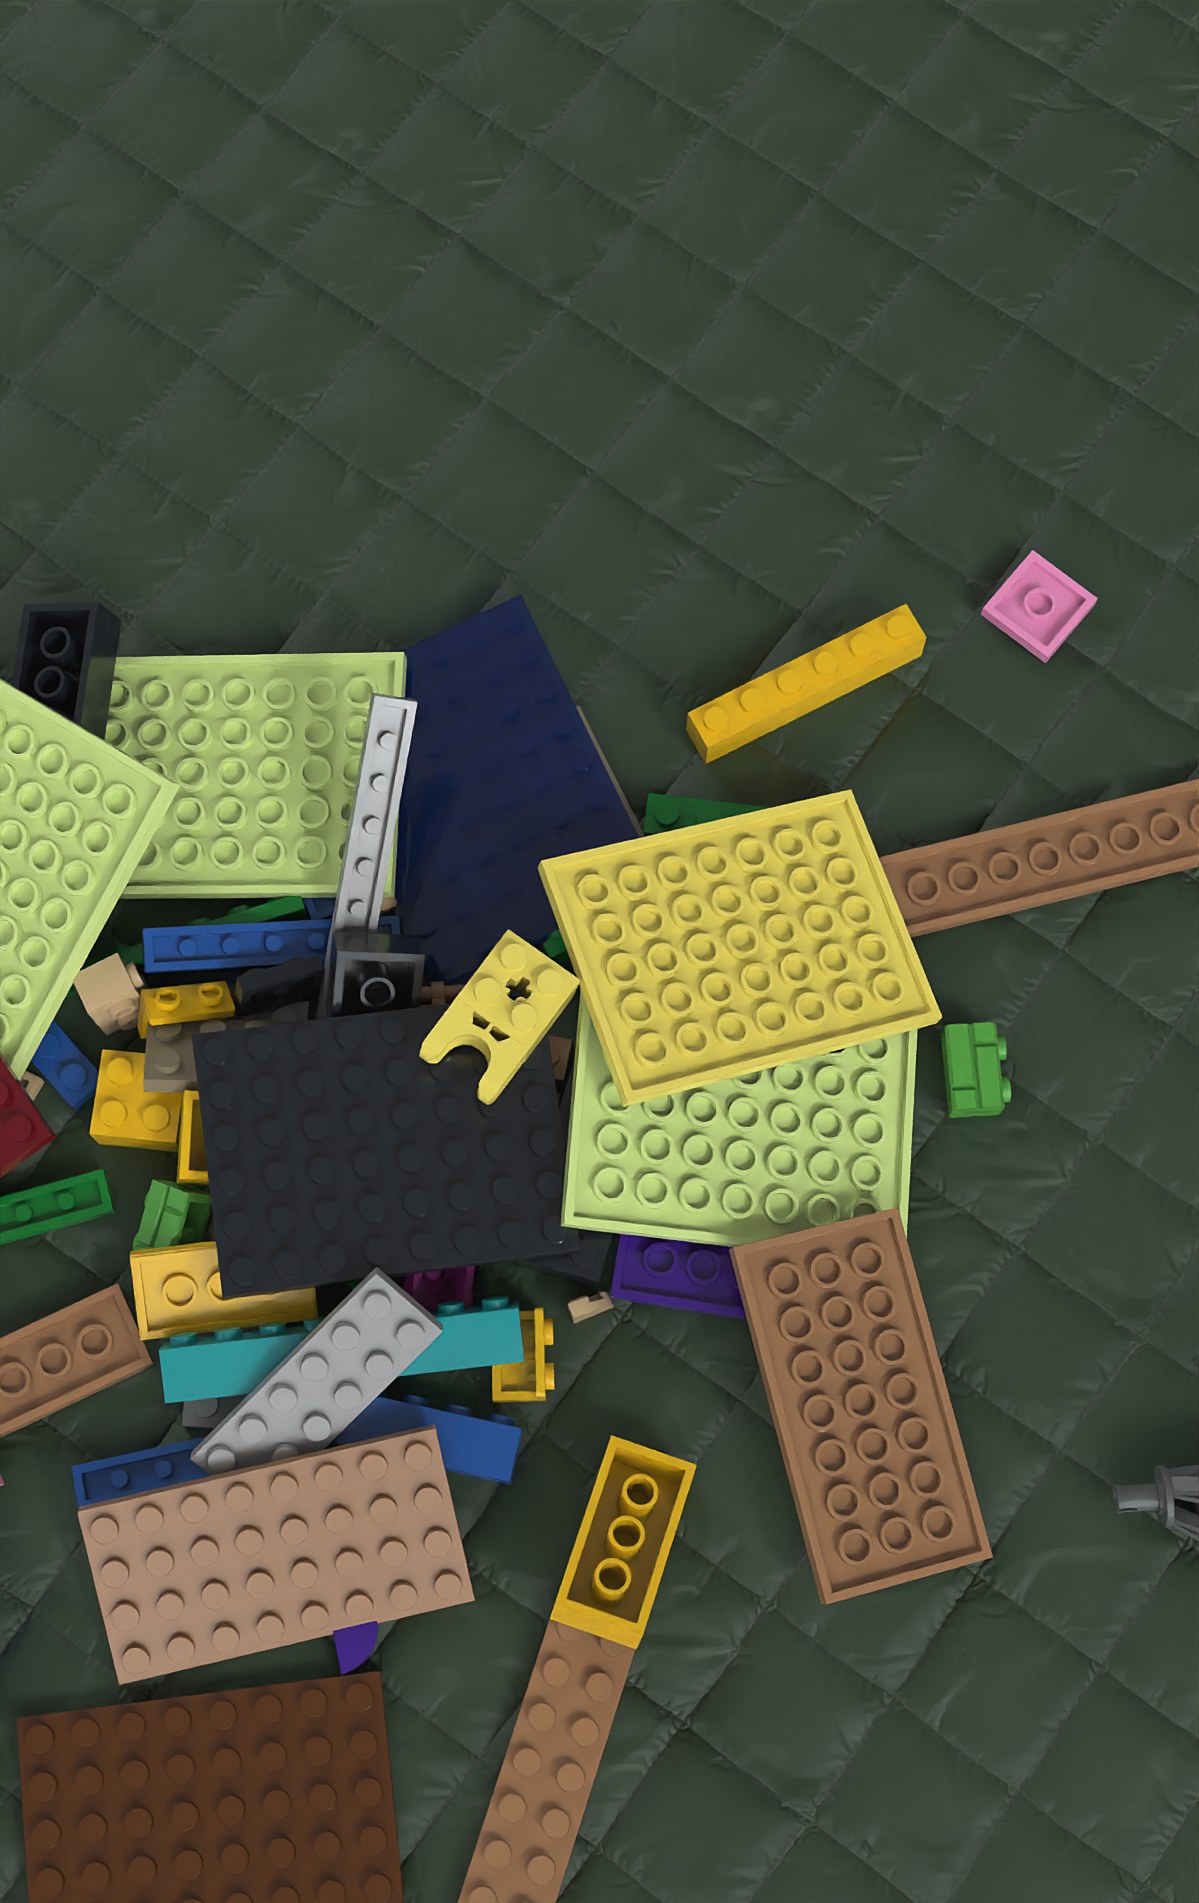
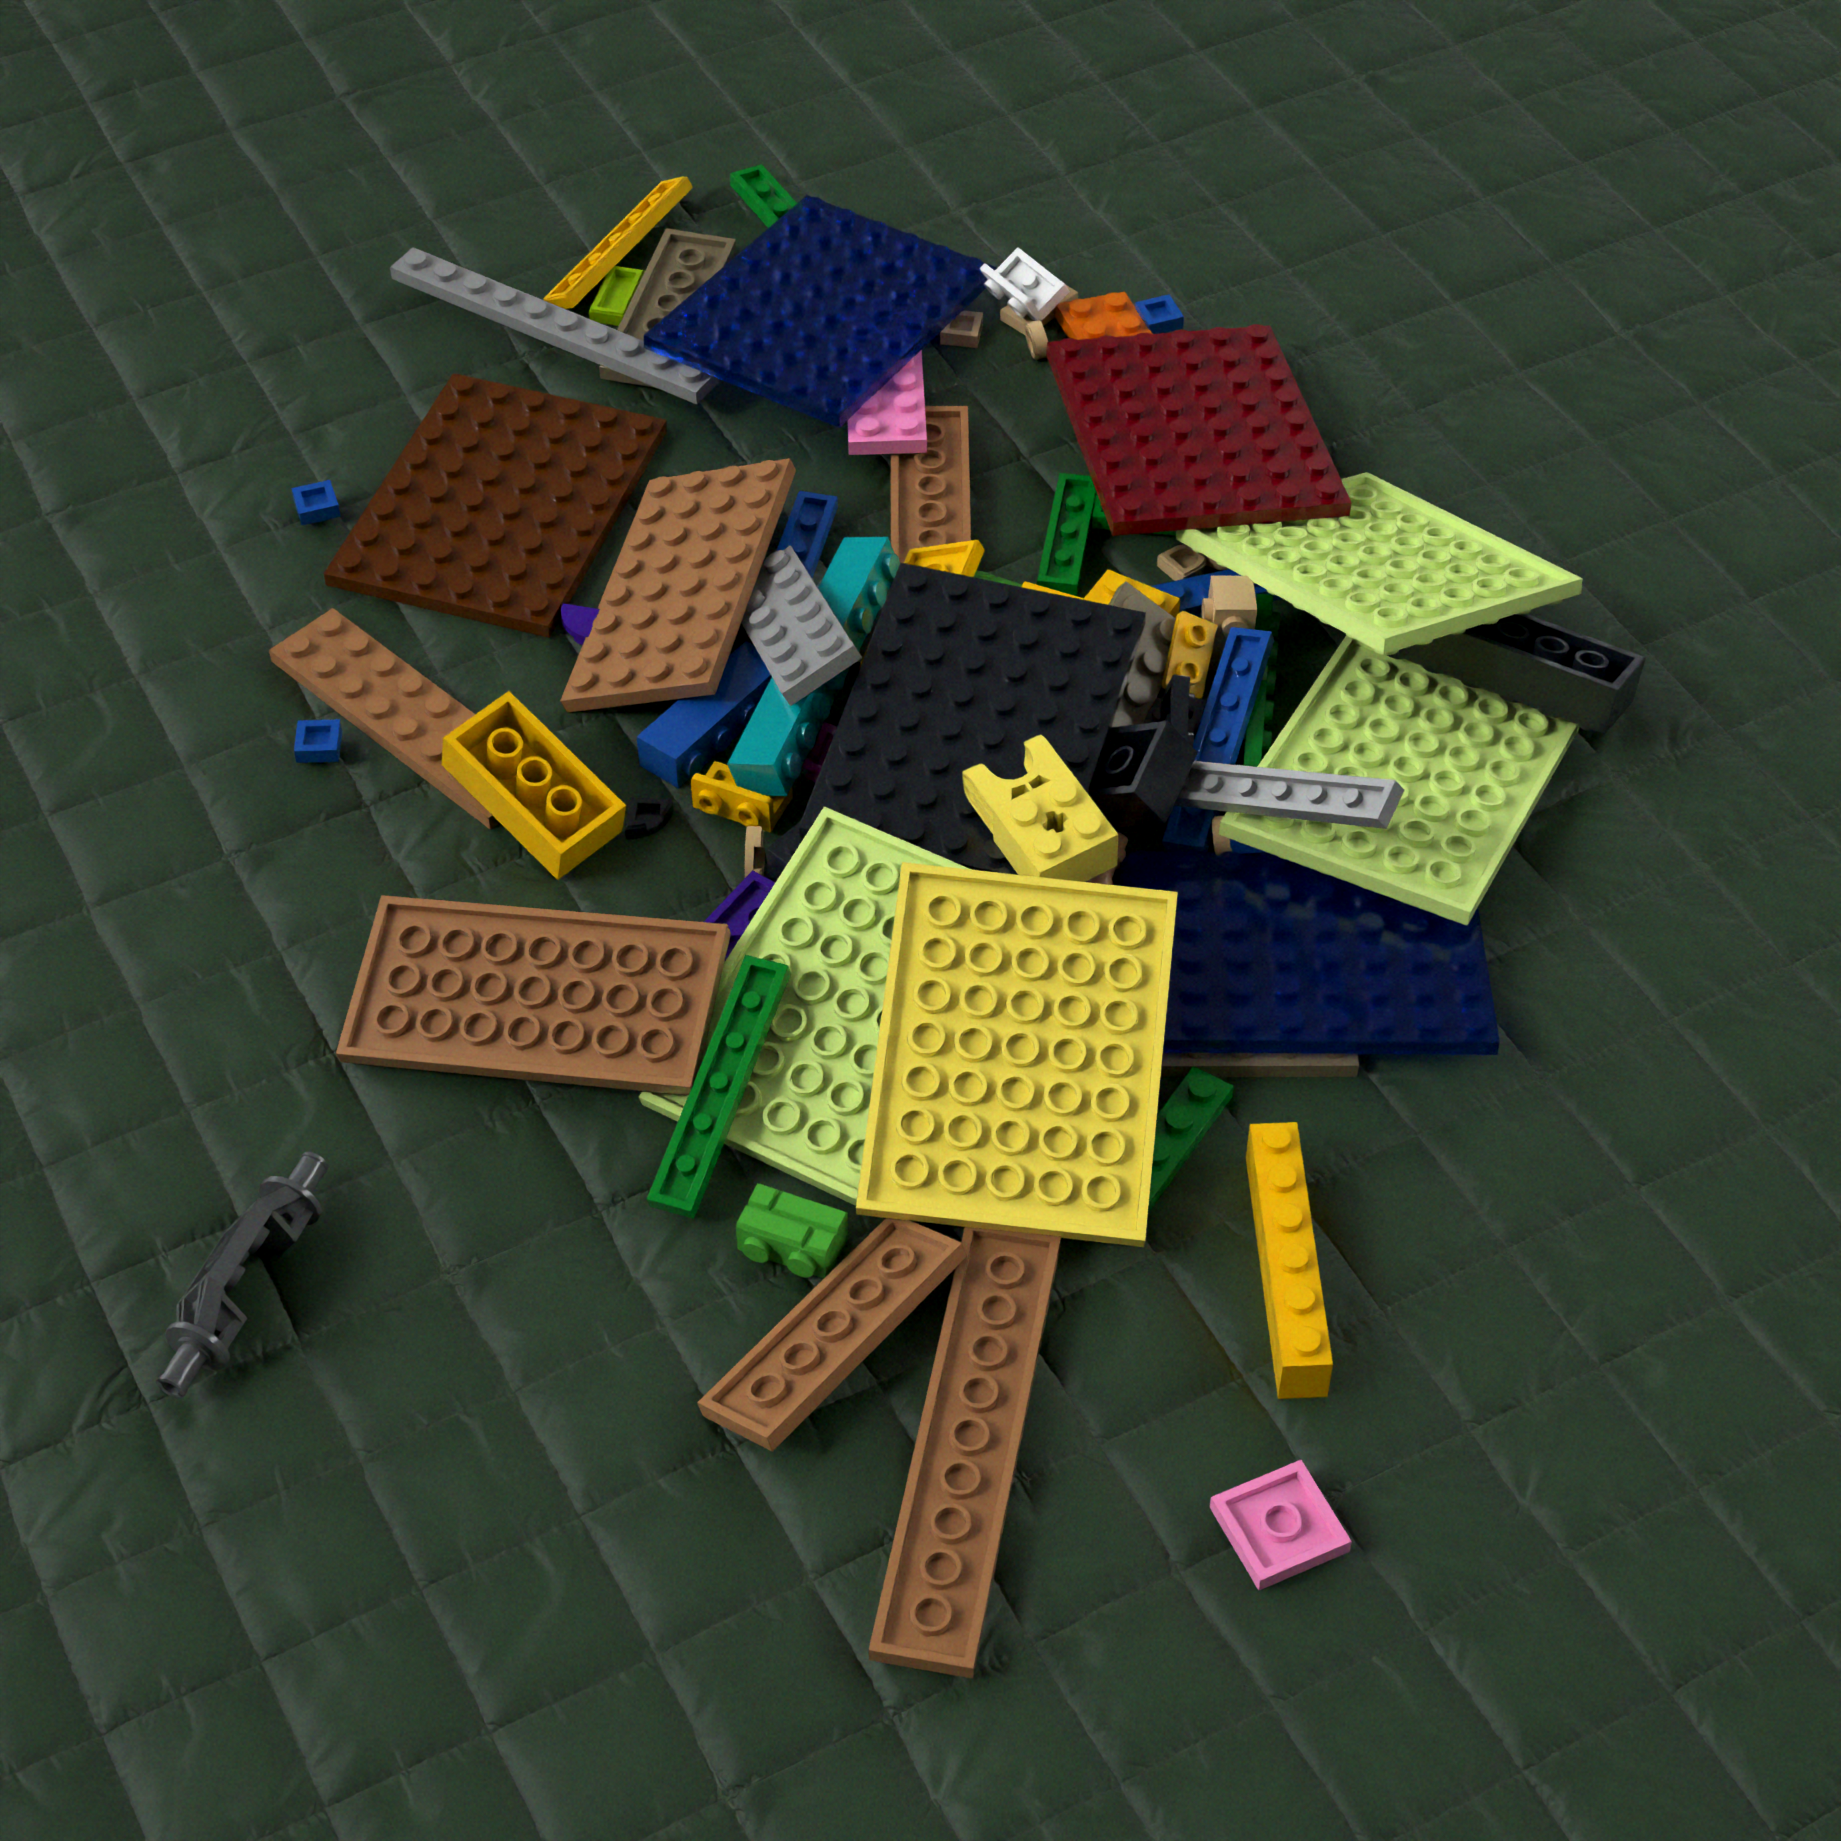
camera: 115 degrees right, 25 degrees down
(577, 1439) = (647, 816): none -> black tile
(638, 1814) = (318, 741): none -> blue plate
(875, 1187) = (719, 1087): none -> green plate
(1053, 990) = (831, 1331): none -> medium nougat plate

